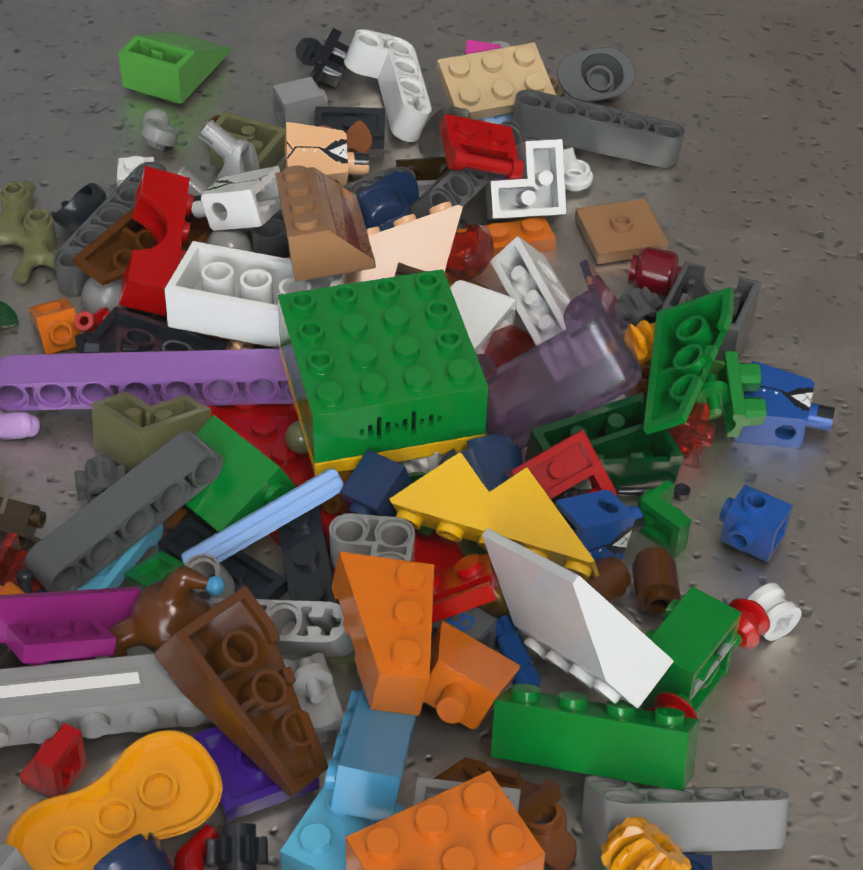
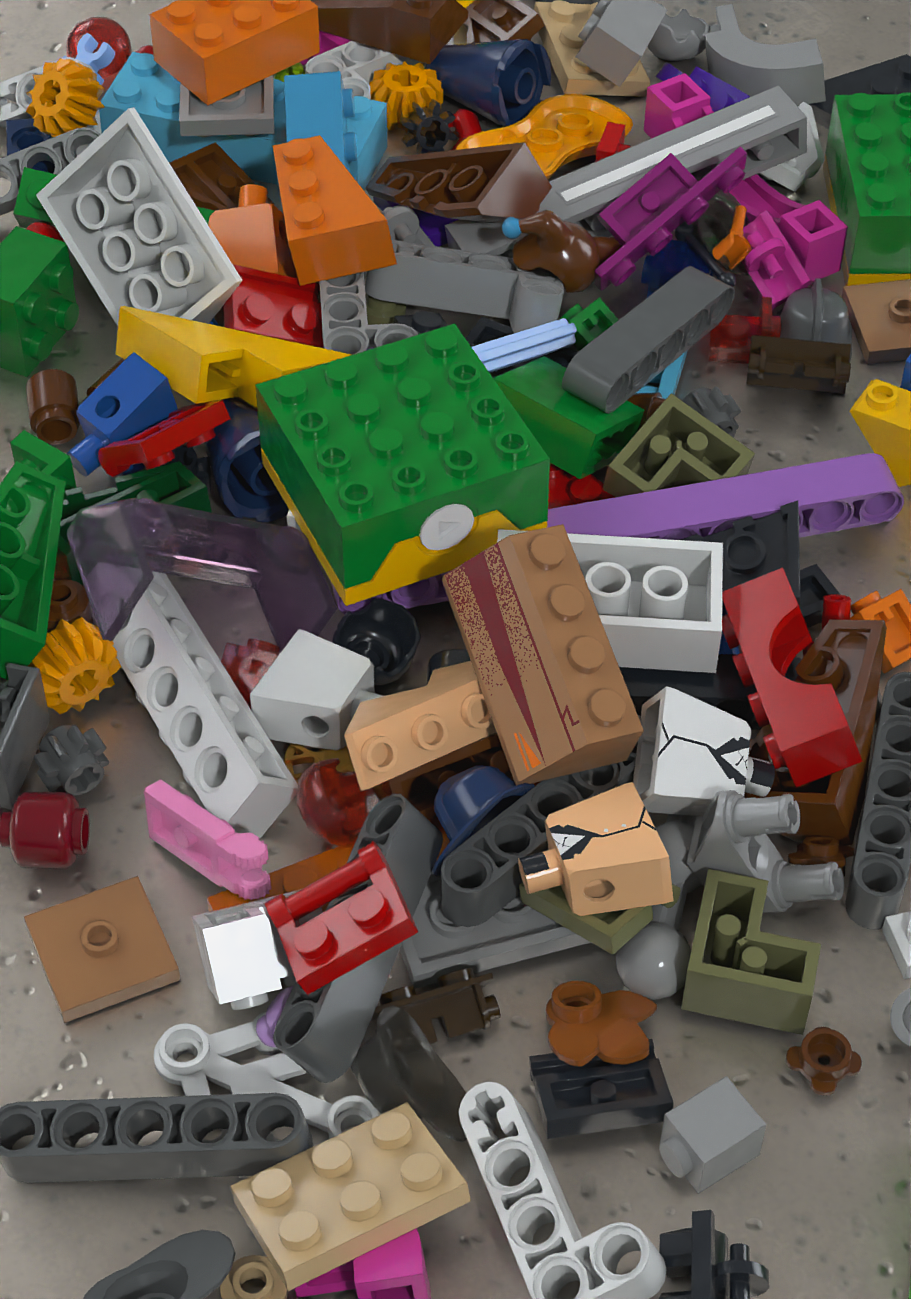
camera: 170 degrees right, 5 degrees up
(552, 243) = (207, 842): none -> bright pink hinge

